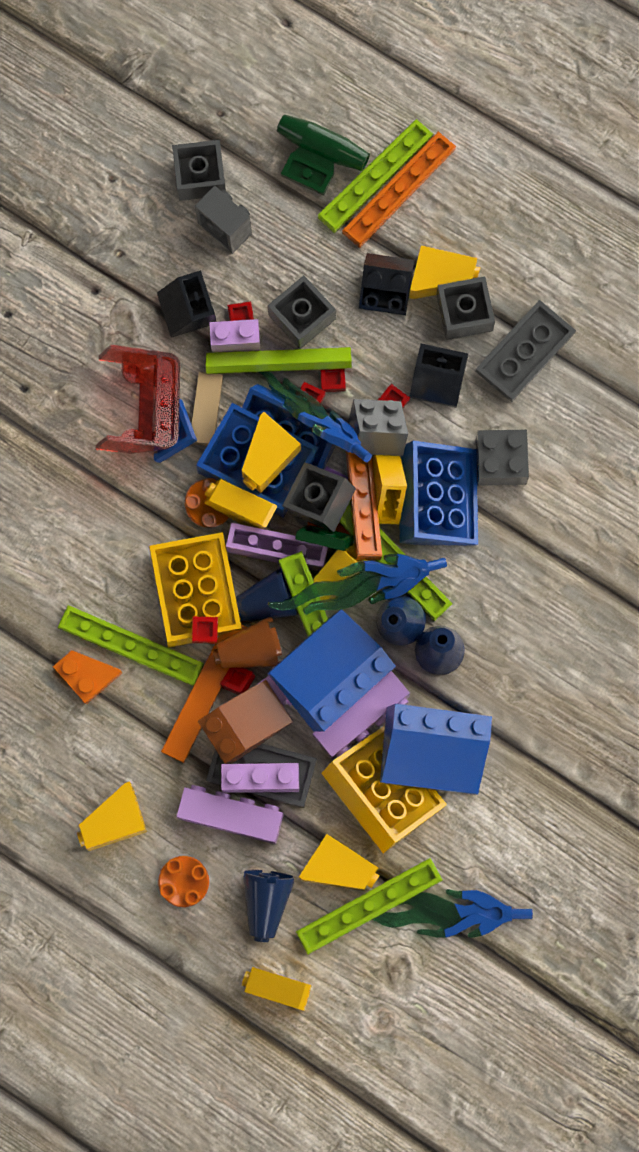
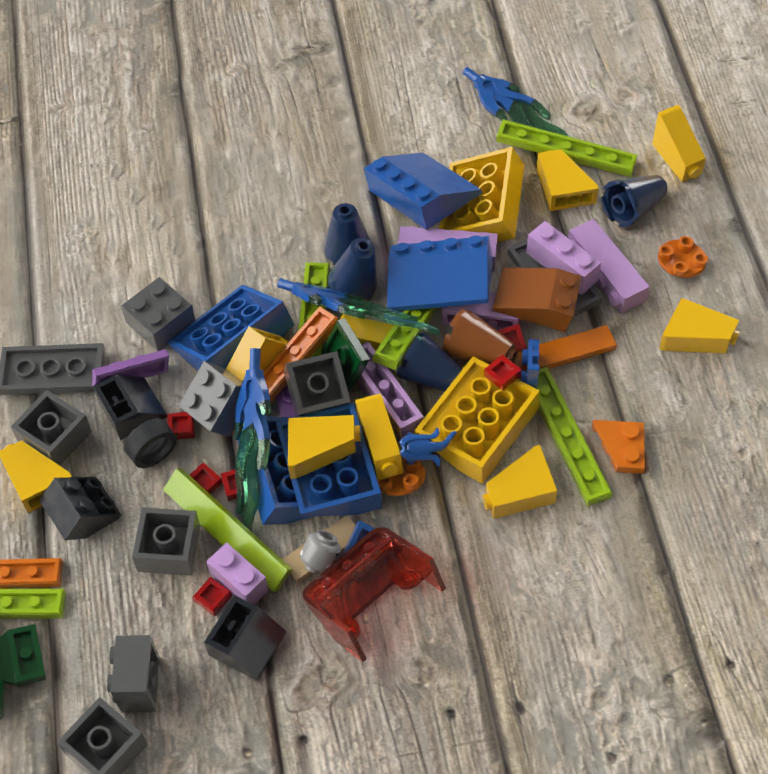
camera: 135 degrees left, 20 degrees down
(120, 571) = (521, 486): none -> yellow slope
(190, 656) = (530, 358): none -> blue wing
(195, 394) = (320, 551): none -> light grey head
(200, 522) = (419, 446): none -> blue piece
(388, 360) = (150, 443): none -> black tyre
(469, 386) = (141, 366): none -> medium lavender plate

